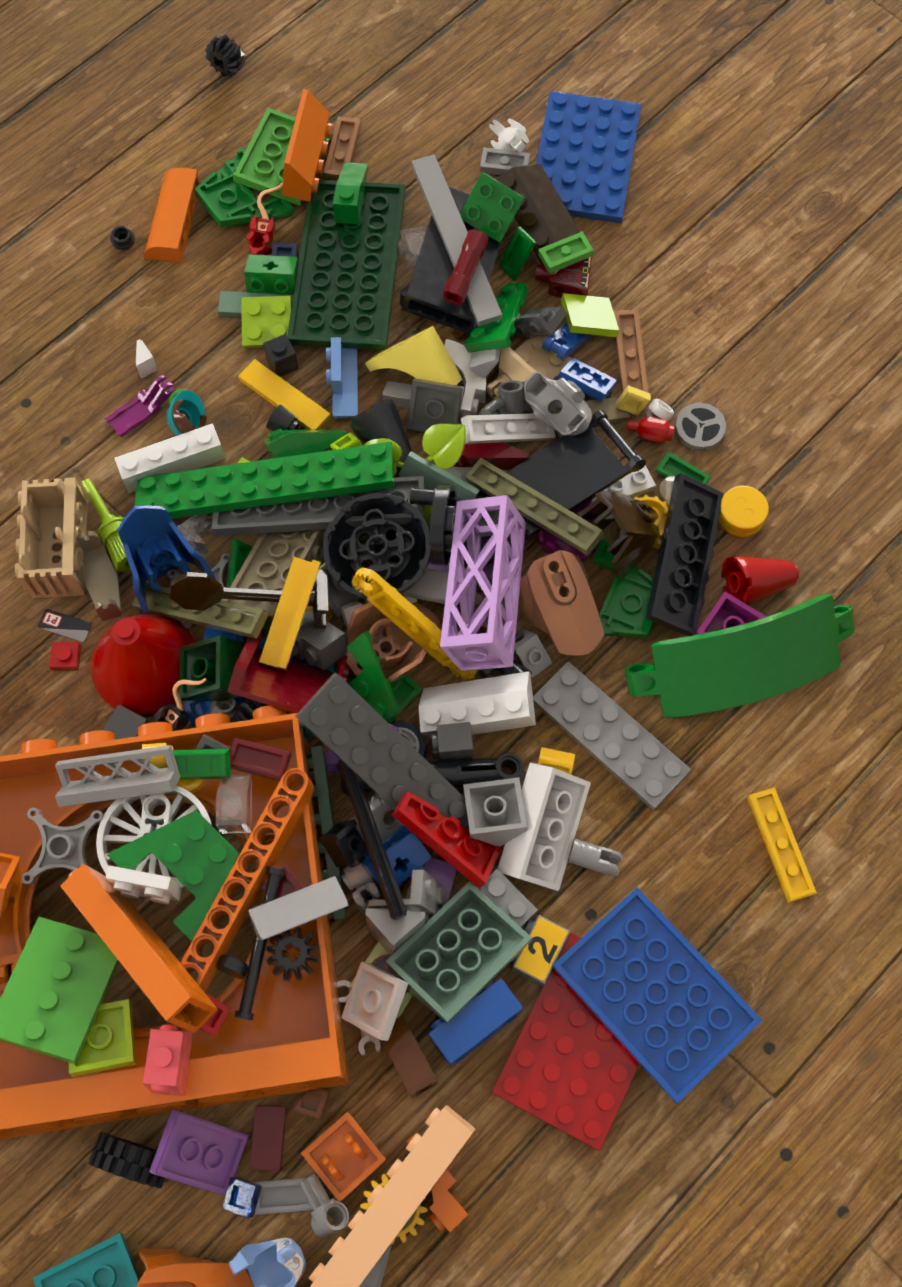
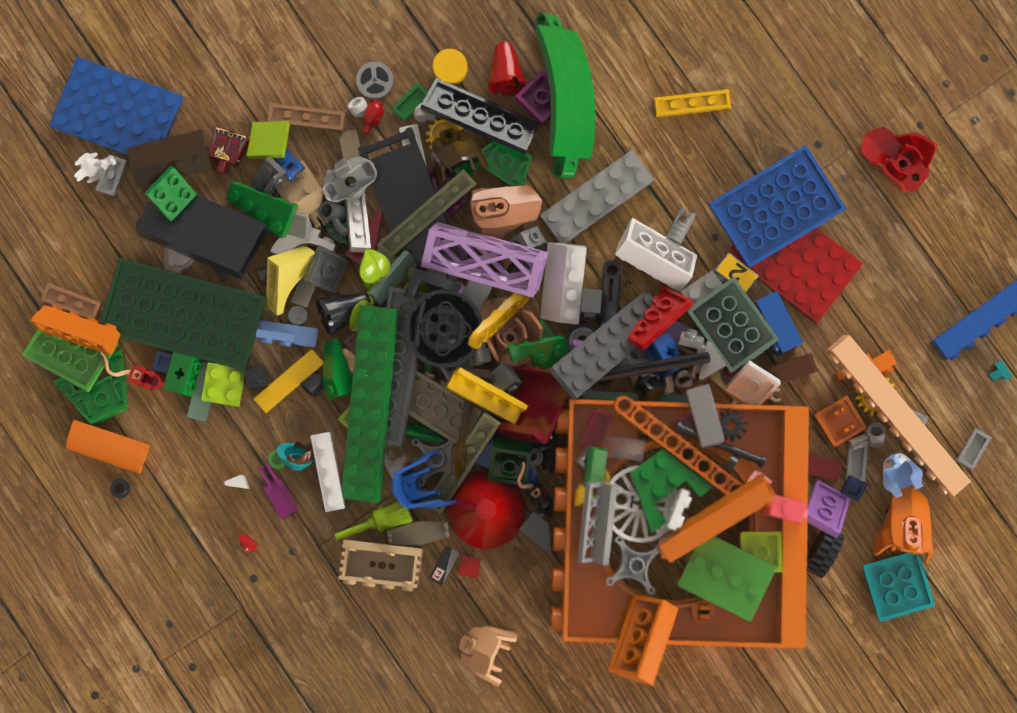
camera: 85 degrees left, 15 degrees up
(68, 384) = (248, 543): none -> red plate
(346, 441) = (347, 340): lime tile -> none
(350, 193) = (120, 300): green slope -> none
(371, 391) = (297, 315): none -> flat silver tile
(453, 235) = (192, 226): light grey tile -> none
(471, 253) = (222, 221): dark red axle -> none
(495, 810) = (642, 284): light grey slope -> none
(517, 253) = (204, 182): green tile -> none
(557, 759) = (611, 238): yellow piece -> none
(565, 252) = (215, 146): bright green plate -> none
(588, 379) = (325, 153): blue bracket -> none
(633, 400) = (347, 124): light yellow tile -> none
(789, 1159) = (887, 150): none -> red piece

